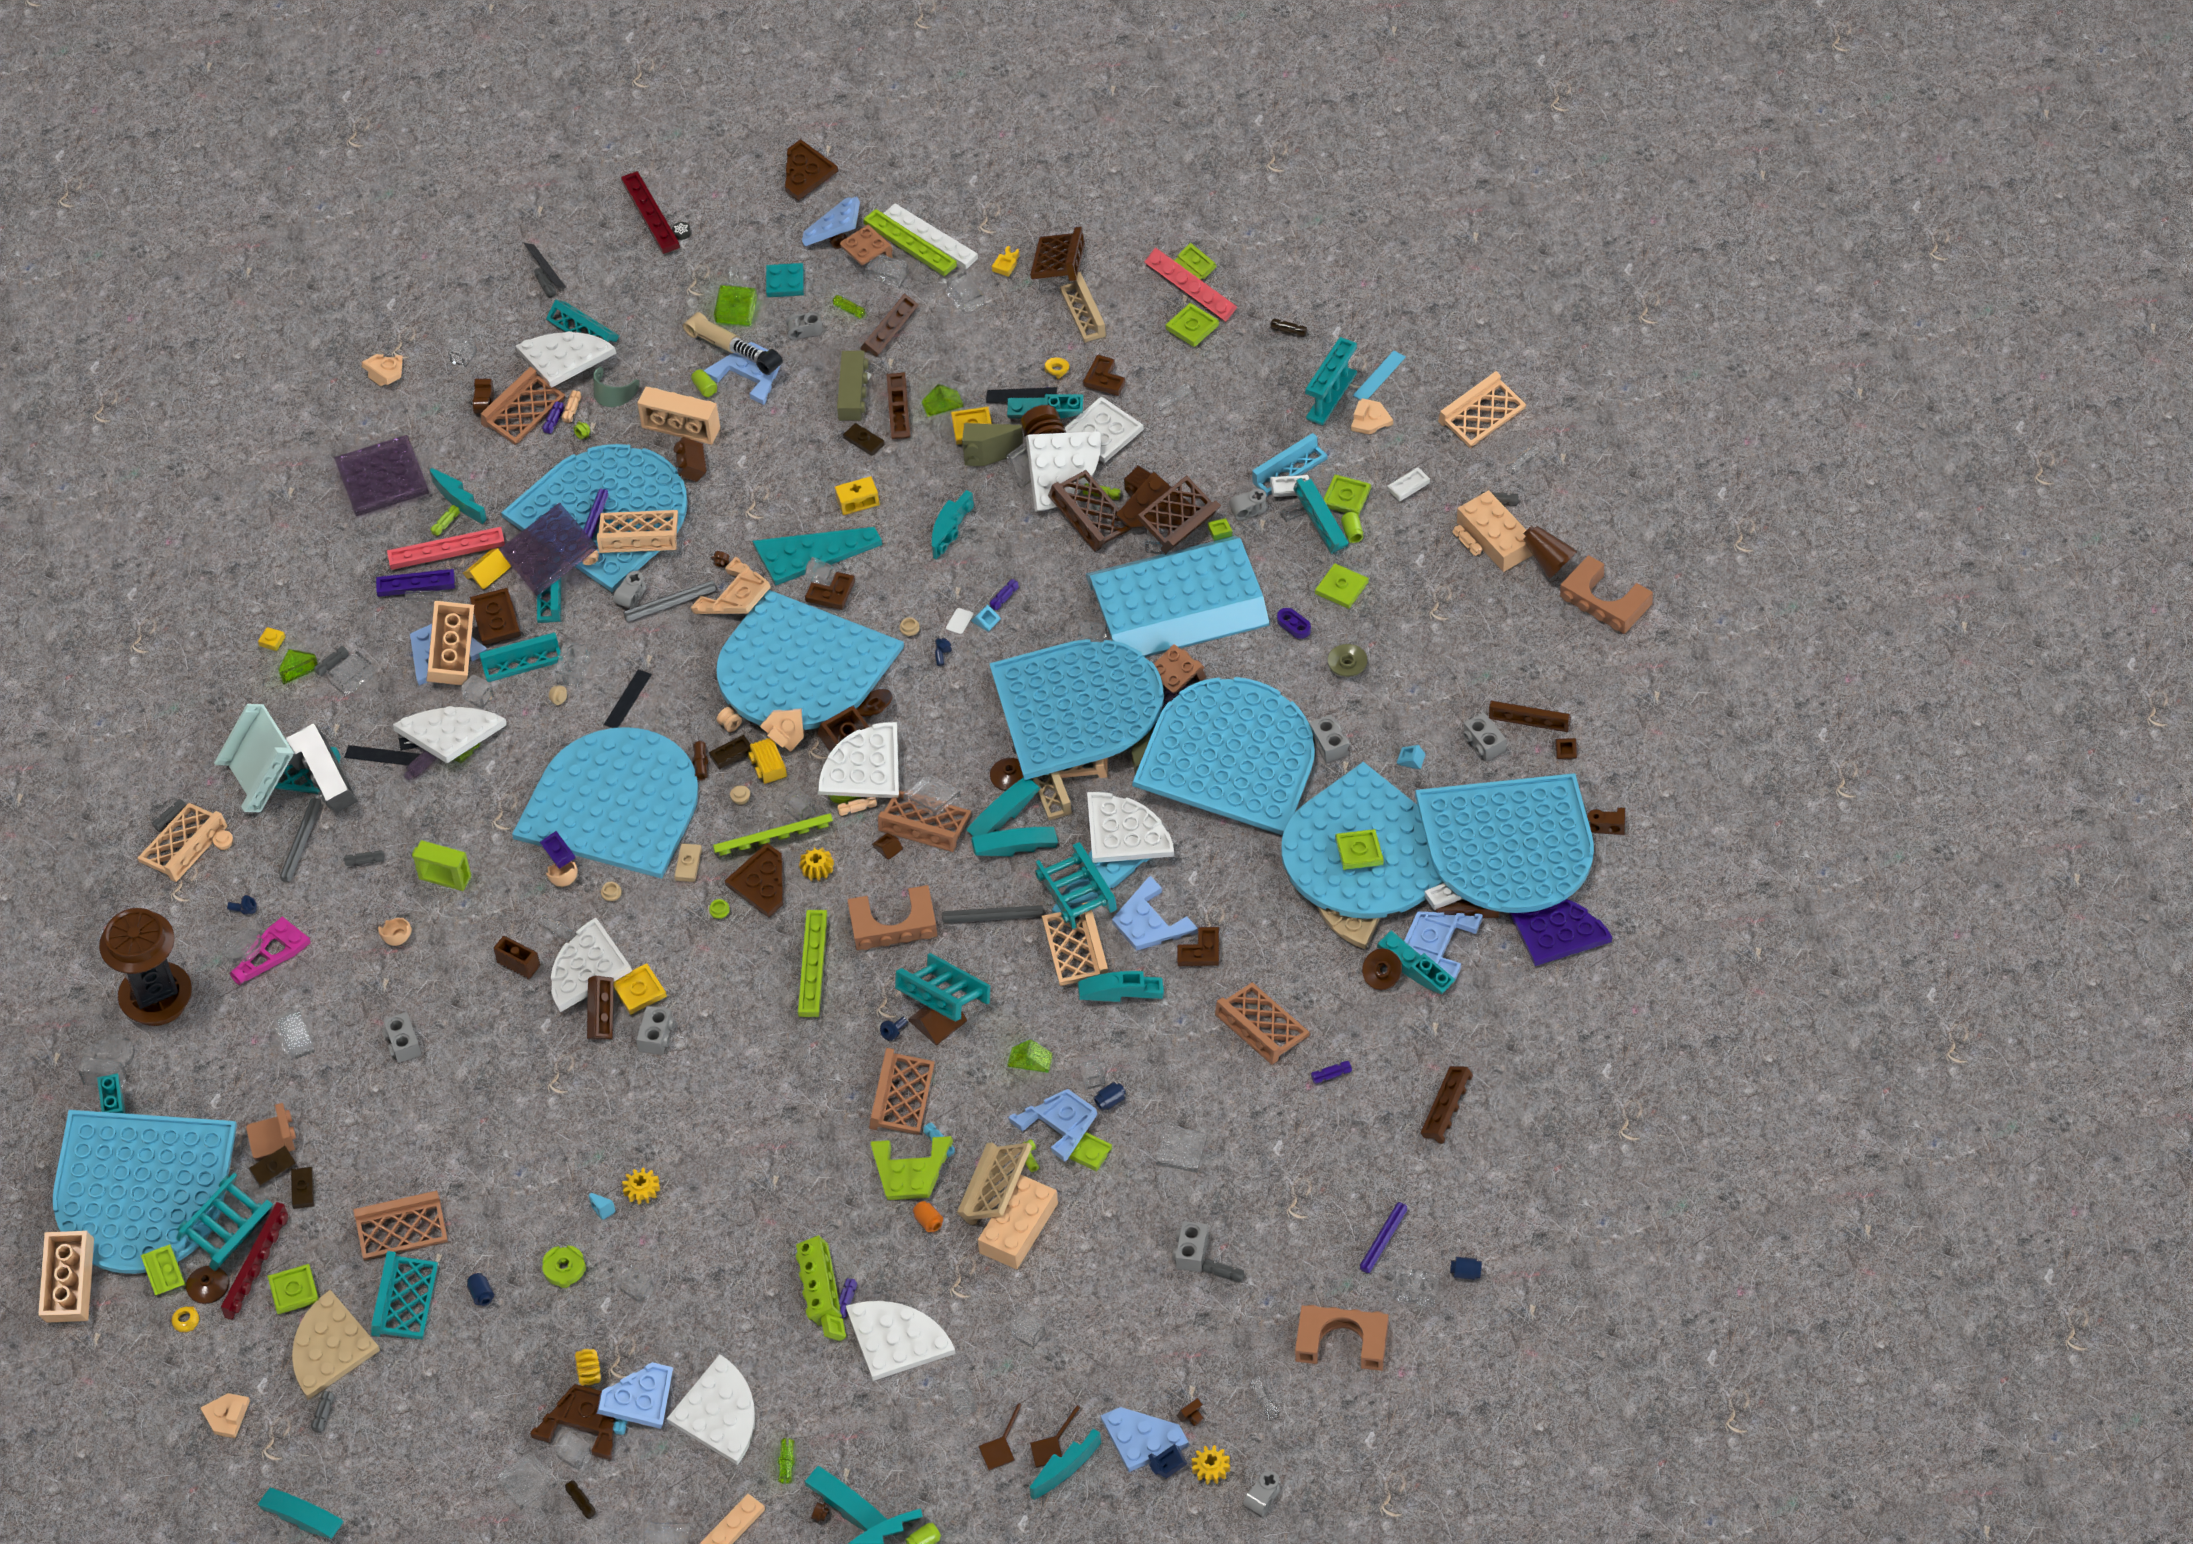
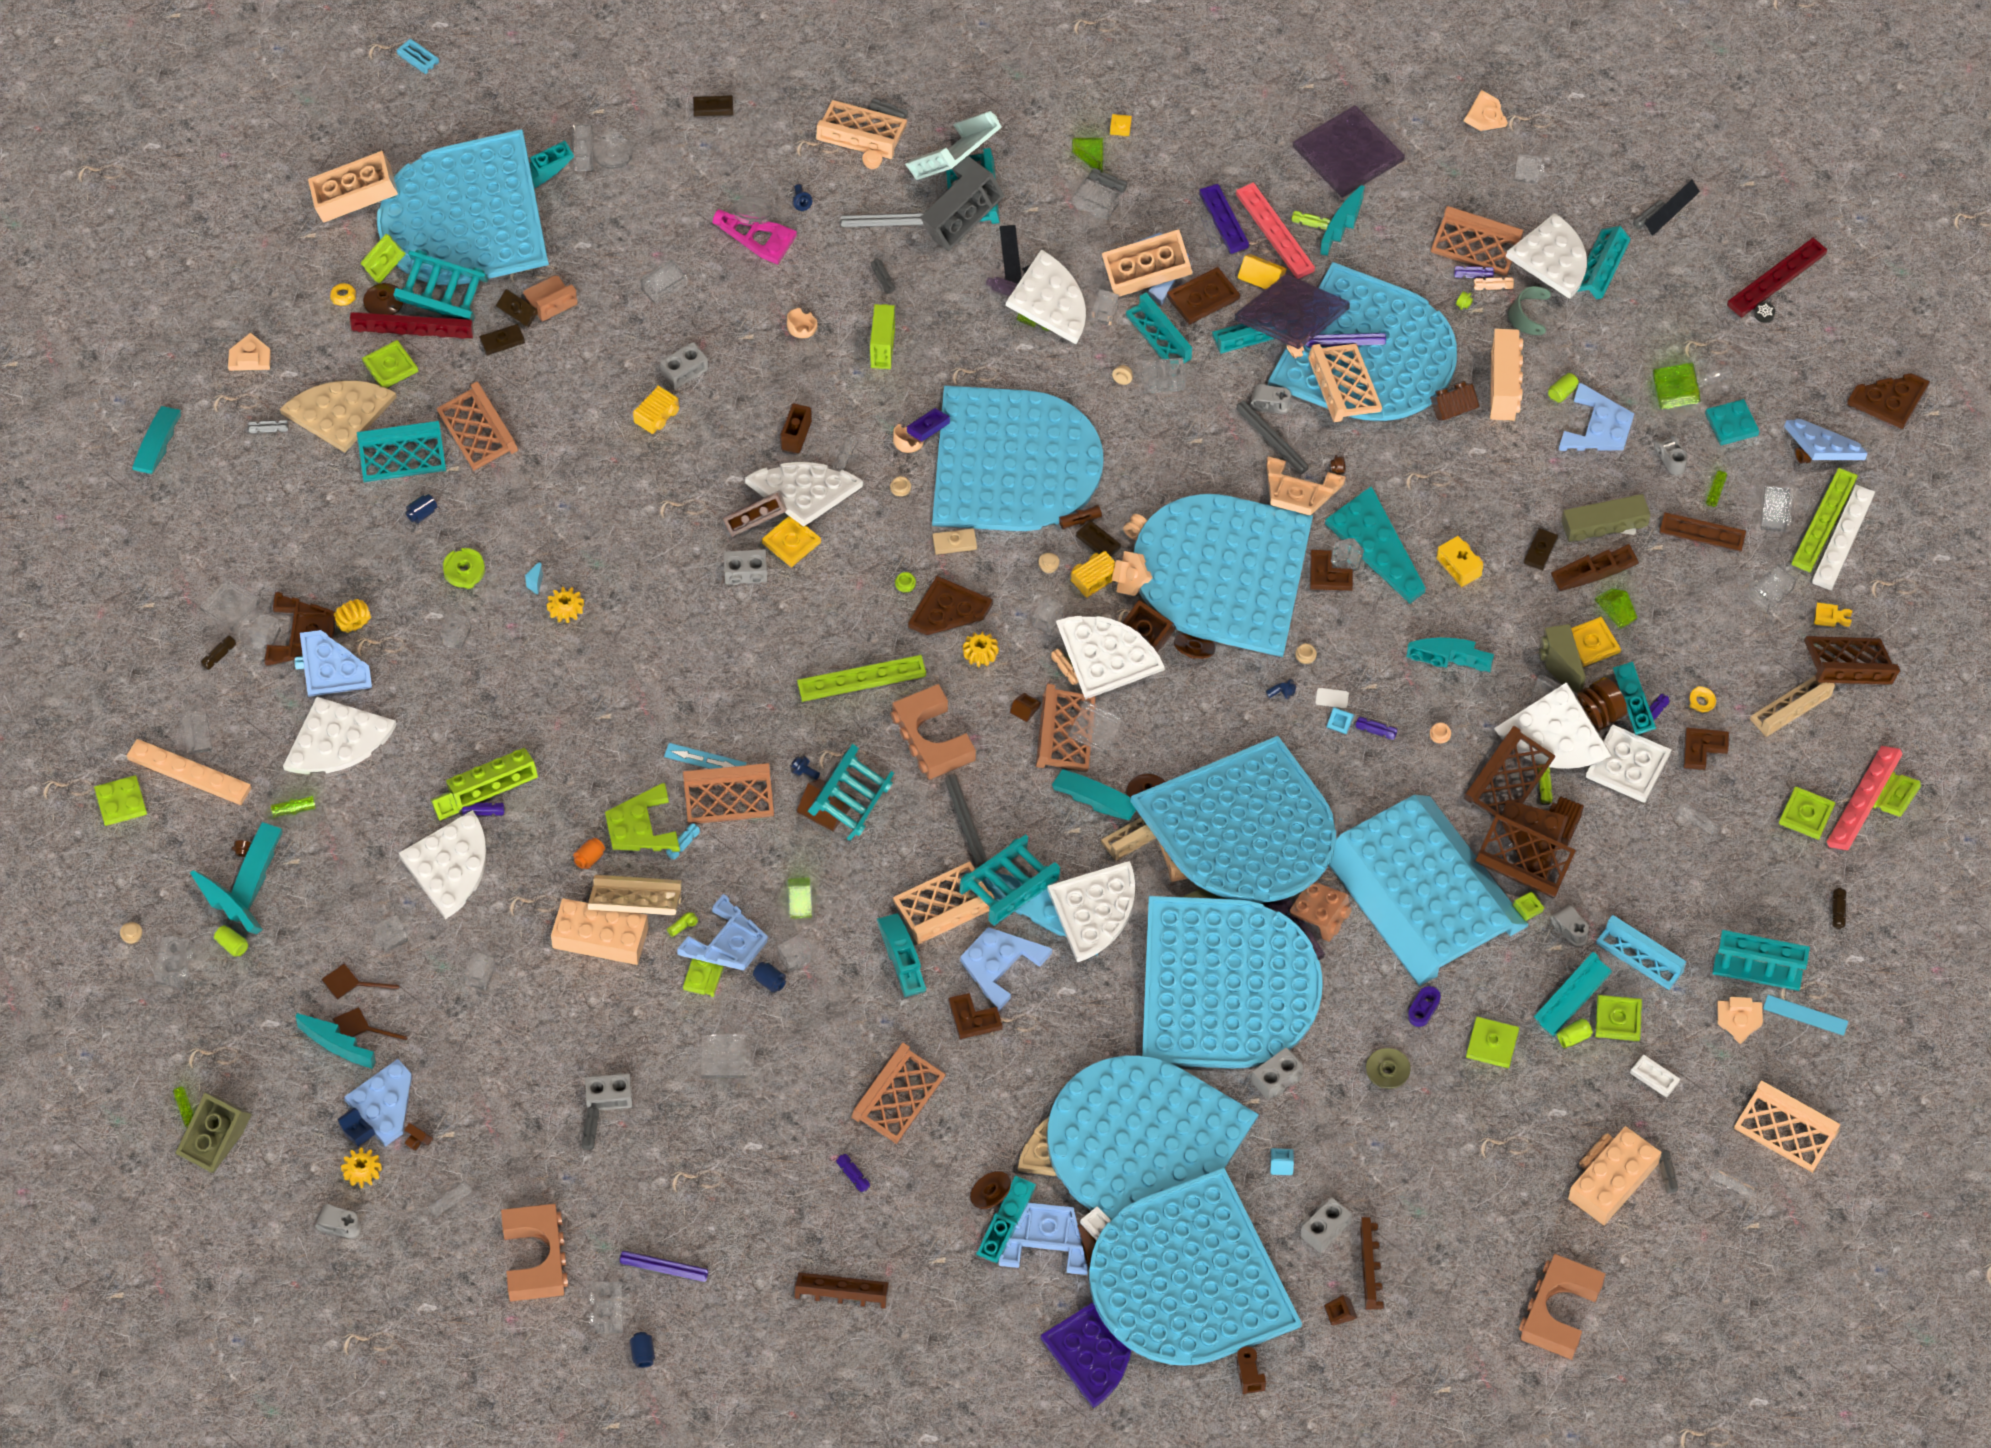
camera: 70 degrees right, 5 degrees up
(94, 963) = (713, 105): none -> dark brown plate
(139, 946) = (674, 108): reddish brown brick -> none
(444, 1069) = (656, 410): none -> yellow brick
(482, 395) = (1480, 204): reddish brown leg -> none
(627, 699) = (1141, 436): black sticker -> none
(700, 326) = (1634, 365): piece -> none
(764, 837) = (1001, 596): lime plate -> none
(852, 1108) = (699, 757): none -> medium azure sticker
(866, 245) = (1798, 479): nougat bracket -> none
(1003, 394) = (1650, 676): black sticker -> none
(1014, 840) = (1058, 814): teal slope -> none
(1025, 551) = (1440, 733): none -> light nougat plate
(1284, 485) = (1612, 957): white plate -> none
(1359, 849) = (1126, 1128): lime plate -> none
(1548, 550) = (1593, 1228): reddish brown cone -> none

